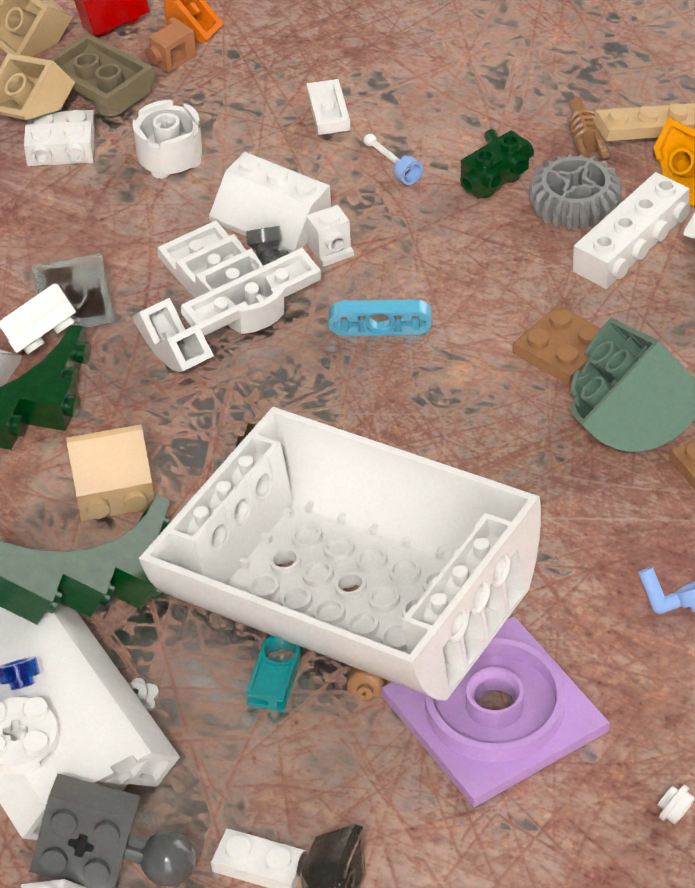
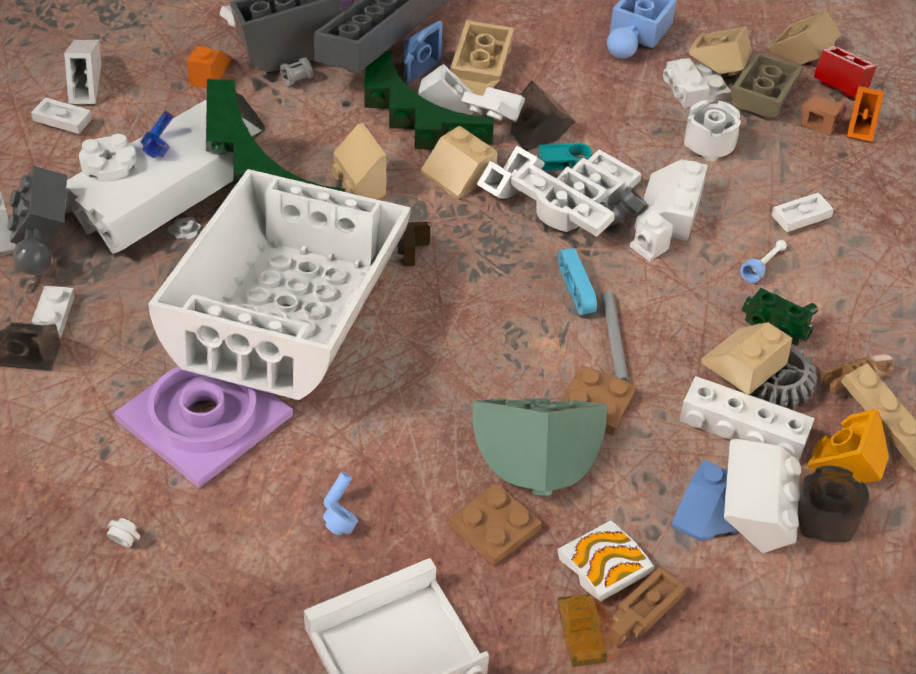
camera: 70 degrees right, 0 degrees up
(131, 381) = (458, 162): none -> tan slope
(144, 289) = (560, 155): none -> teal piece
(479, 309) = (615, 336): none -> light grey bar
(567, 190) = (750, 356): none -> tan slope

